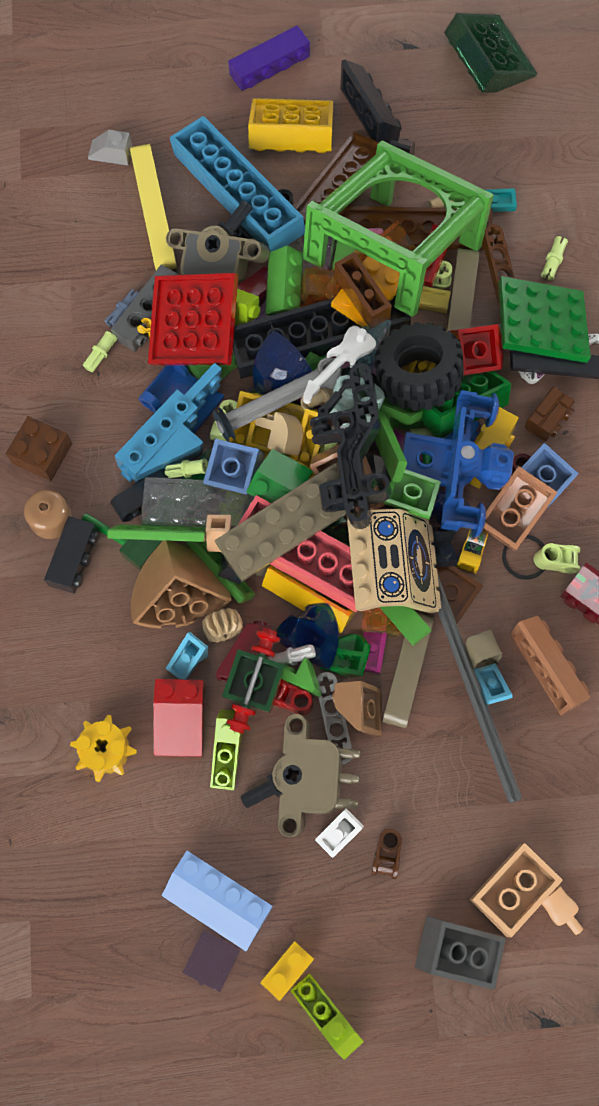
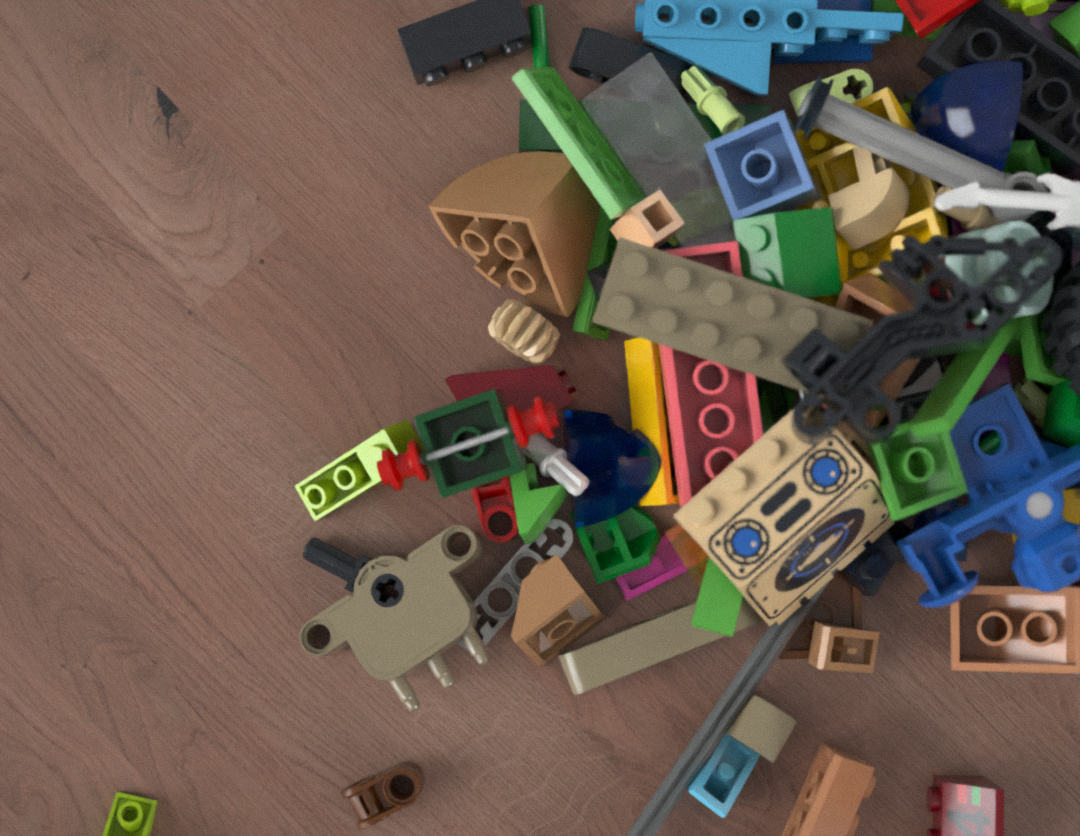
camera: 55 degrees right, 15 degrees up
(89, 744) = (244, 323): yellow brick -> none
(178, 717) = (352, 371): slope -> none
(187, 657) = (441, 318): medium azure slope -> none
(211, 961) = (76, 661): clear purple piece -> none
(216, 900) = (157, 612): light blue slope -> none
(287, 970) = (134, 772): yellow brick -> none
(339, 833) = (361, 709): white slope -> none
(471, 590) = (843, 648): none -> medium nougat slope
(472, 552) = (899, 605): leg -> none
(516, 574) = (954, 722): black piece -> none
(563, 558) = (992, 739): yellowish green piece -> none

